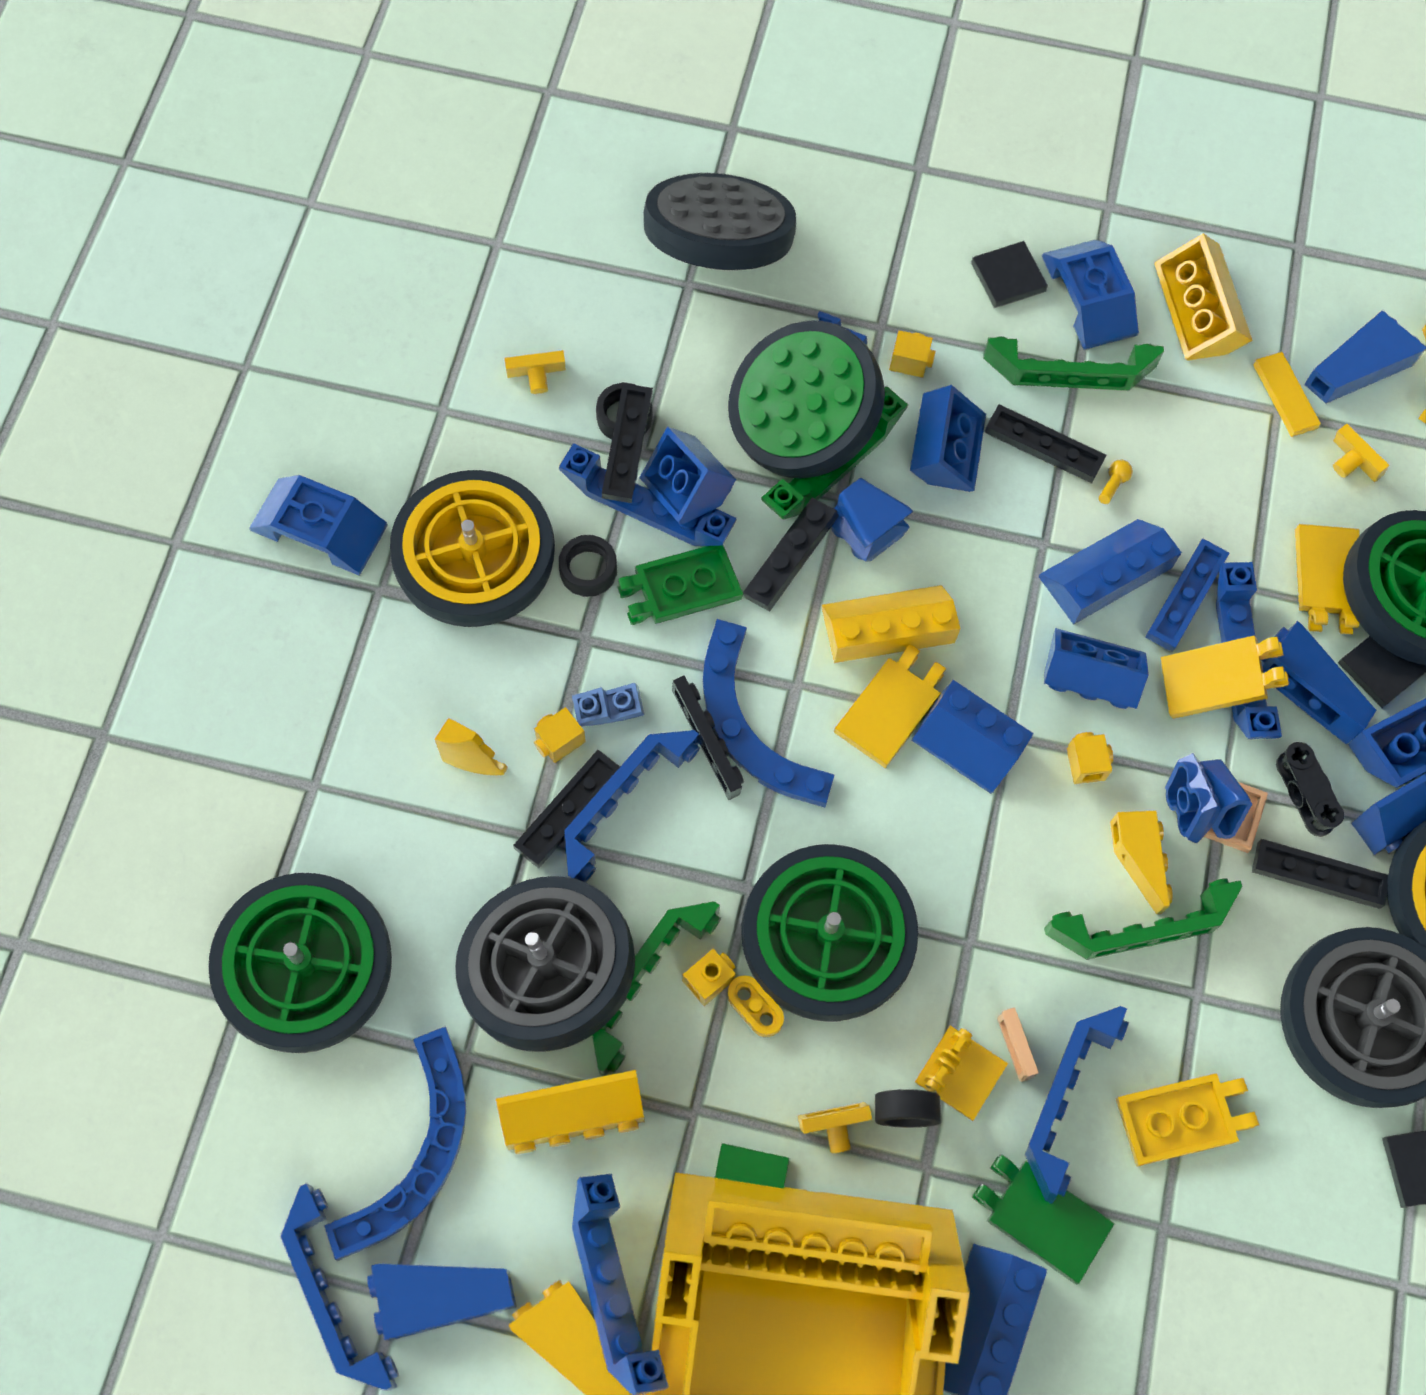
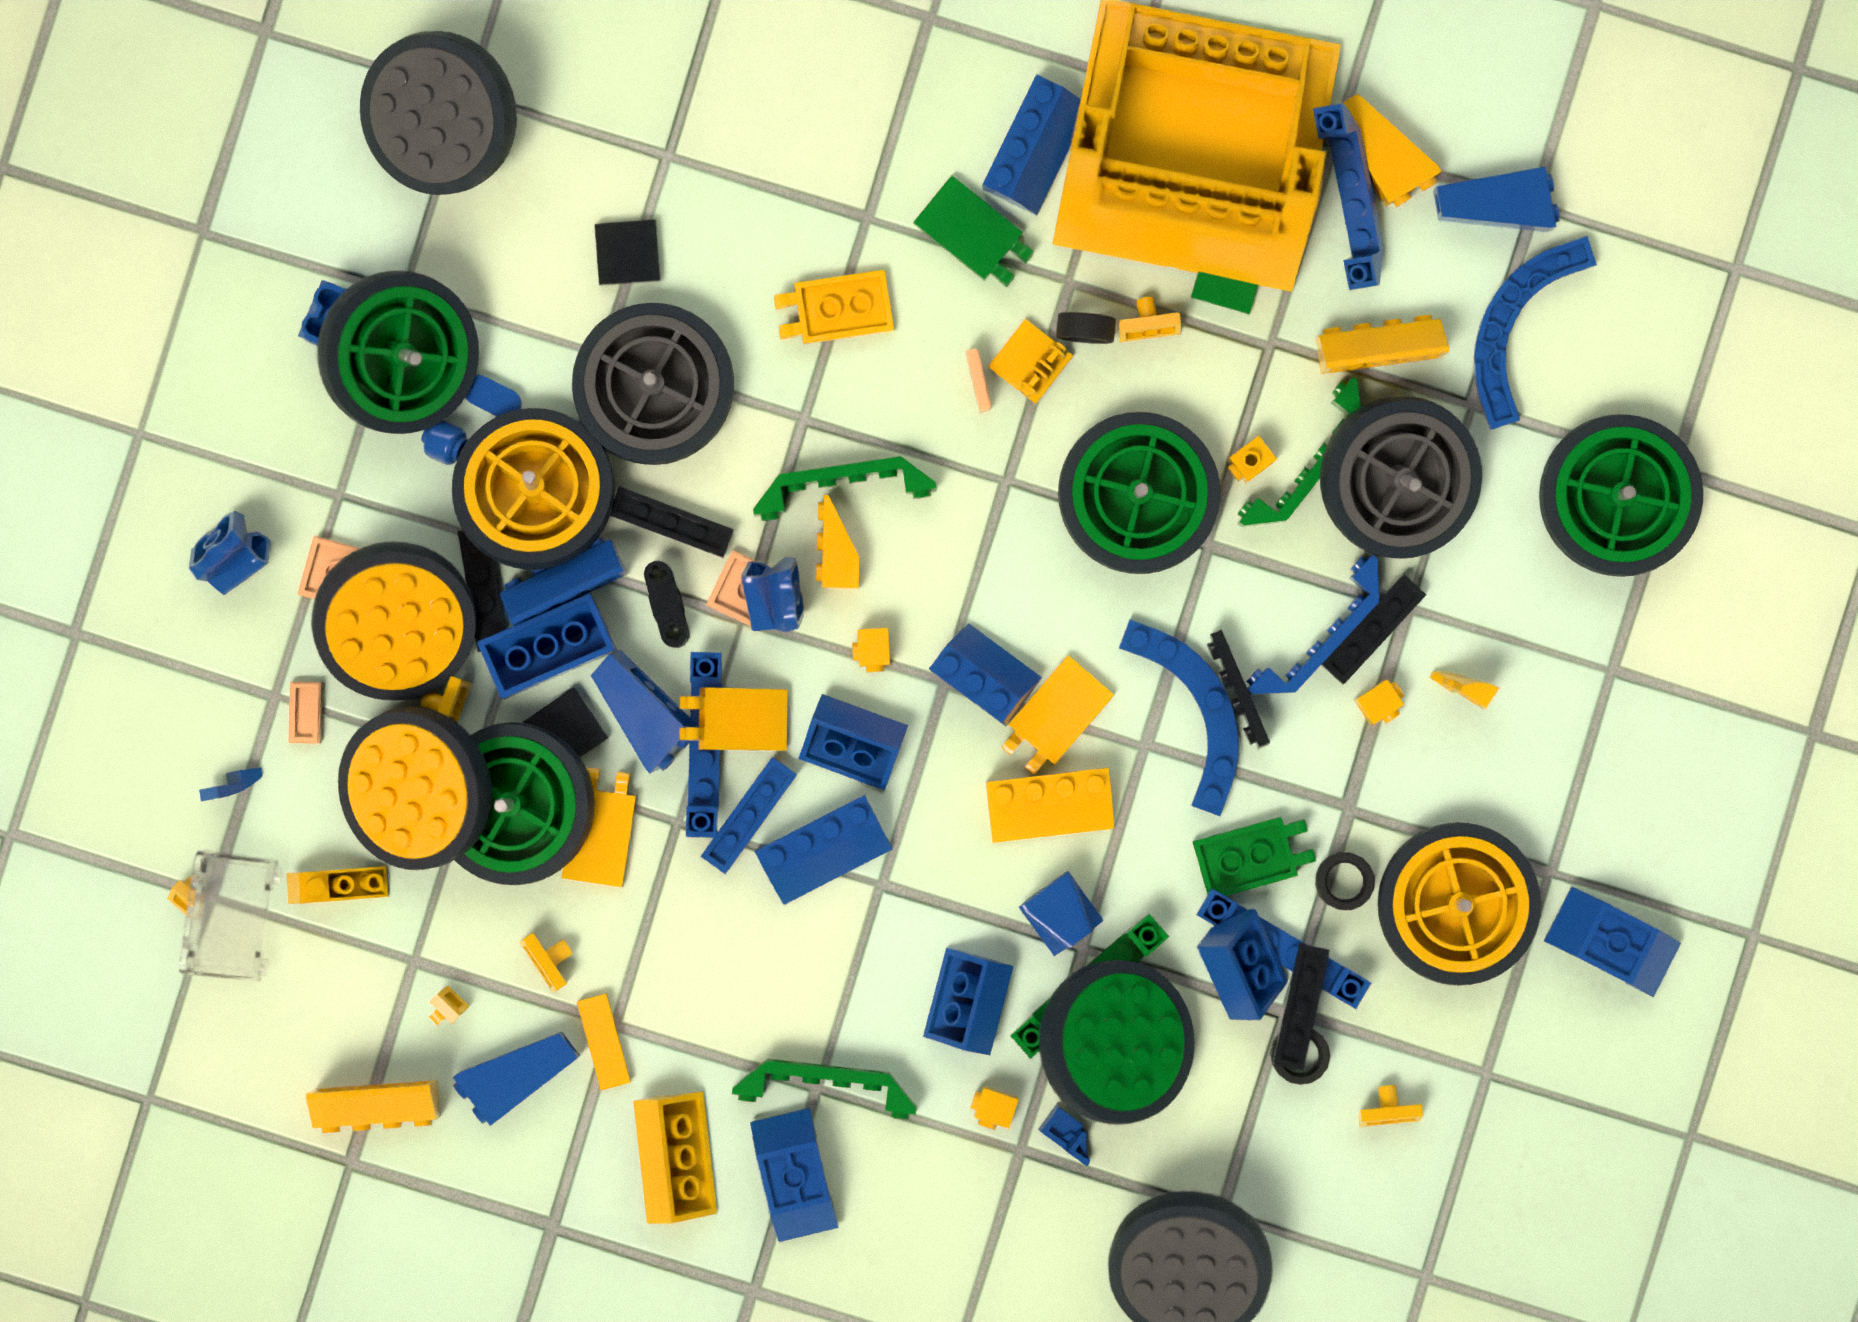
camera: 170 degrees left, 20 degrees up
(305, 1213) = (1553, 145): blue slope -> none
(608, 706) = (1331, 733): medium blue slope -> none
(756, 1006) = (1212, 431): yellow plate -> none
(790, 554) = (1141, 881): black plate -> none
(1009, 274) = (877, 1205): black tile -> none
(1045, 443) = (868, 994): black plate -> none
(1048, 1169) = (898, 390): blue slope -> none
(1119, 472) = (793, 960): yellow bar -> none

